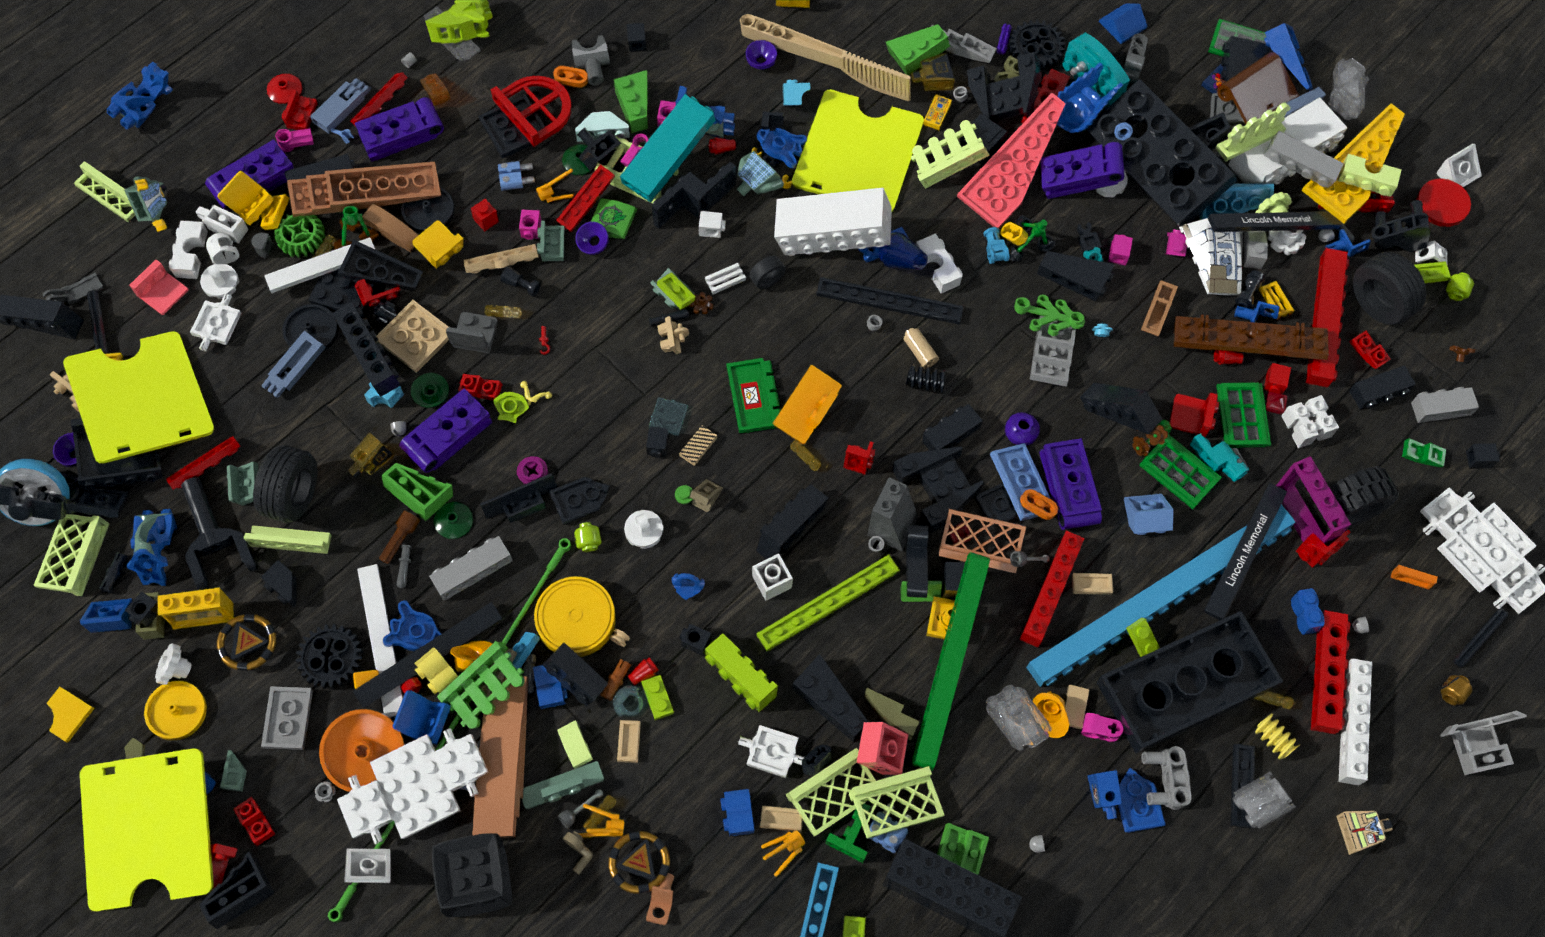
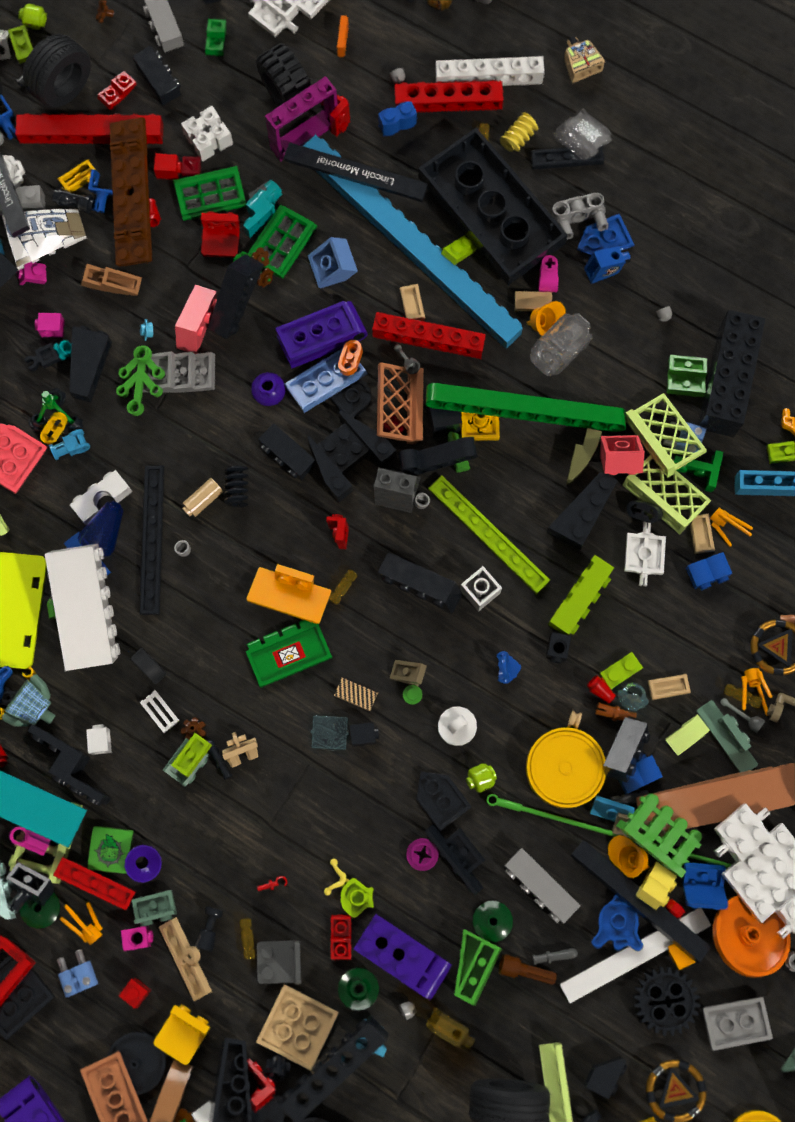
camera: 100 degrees left, 10 degrees up
(1101, 368) = (195, 319): none -> coral wedge

